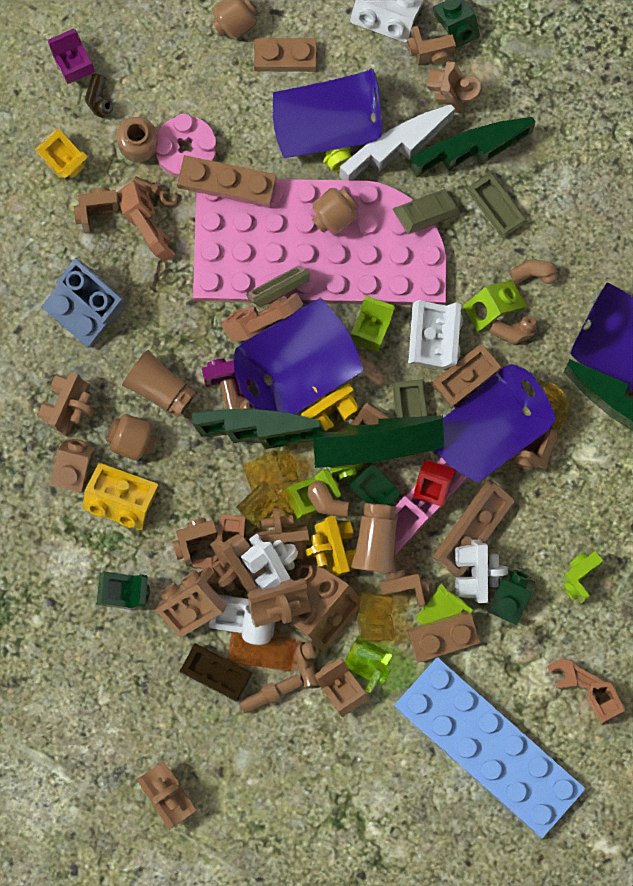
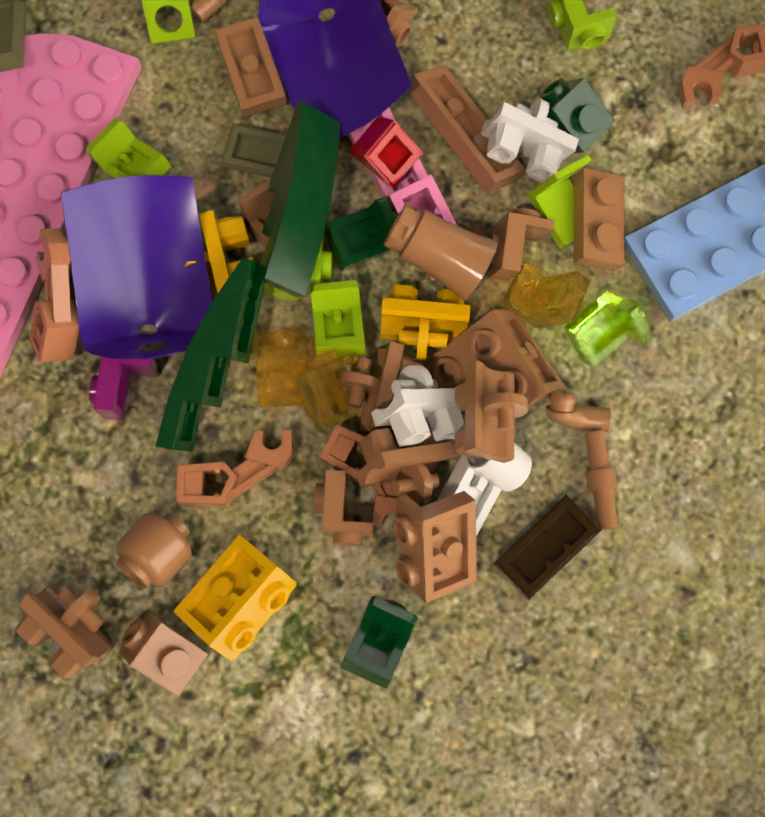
camera: 65 degrees left, 0 degrees up
(159, 385) = (93, 481): medium nougat plant -> none
(166, 795) = (710, 682): medium nougat hips -> none
(206, 479) = (258, 466): none -> nougat piece
(231, 397) = (154, 387): medium nougat arm -> none
(273, 655) = (548, 455): clear orange tile -> none
(279, 286) = (20, 258): olive tile -> none
(323, 501) = (359, 304): medium nougat arm -> none
(341, 687) = (628, 378): medium nougat bracket -> none
(435, 335) = (178, 83): white bracket -> none

